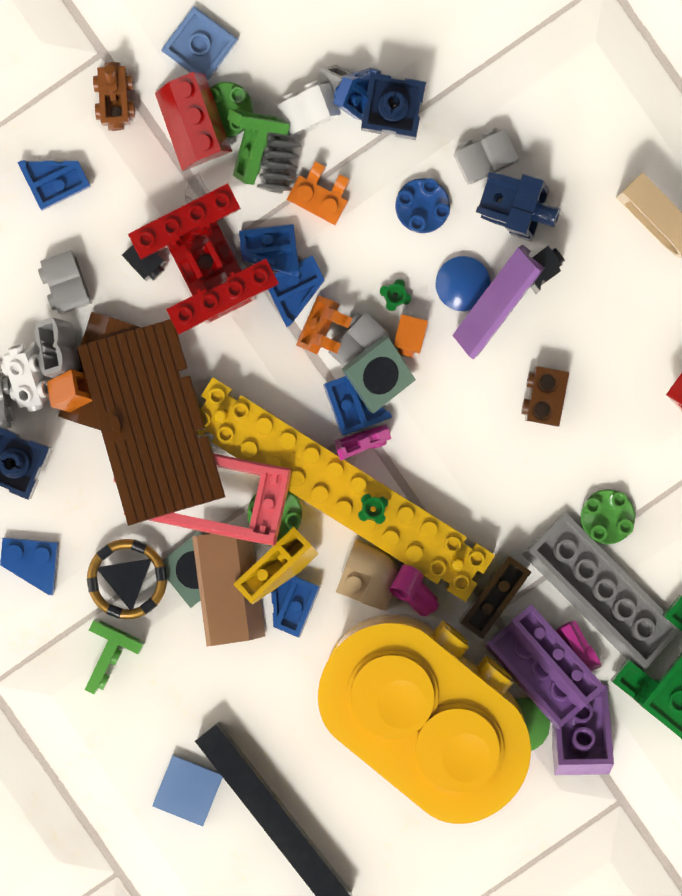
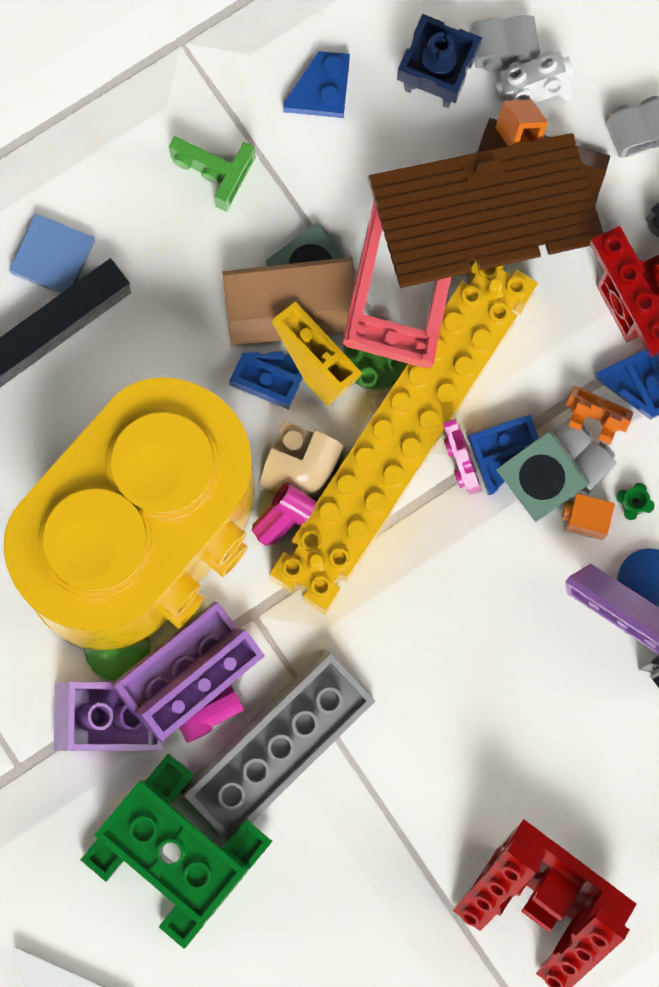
camera: 90 degrees right, 10 degrees down
(57, 347) = (572, 111): light grey brick -> none
(126, 579) = (301, 187): piece -> none
(366, 513) = (392, 457): green plate -> none
(494, 596) = (275, 611): dark brown brick -> none
(553, 398) = (516, 687): reddish brown brick -> none
(608, 516) = (369, 753): bright green dish -> none

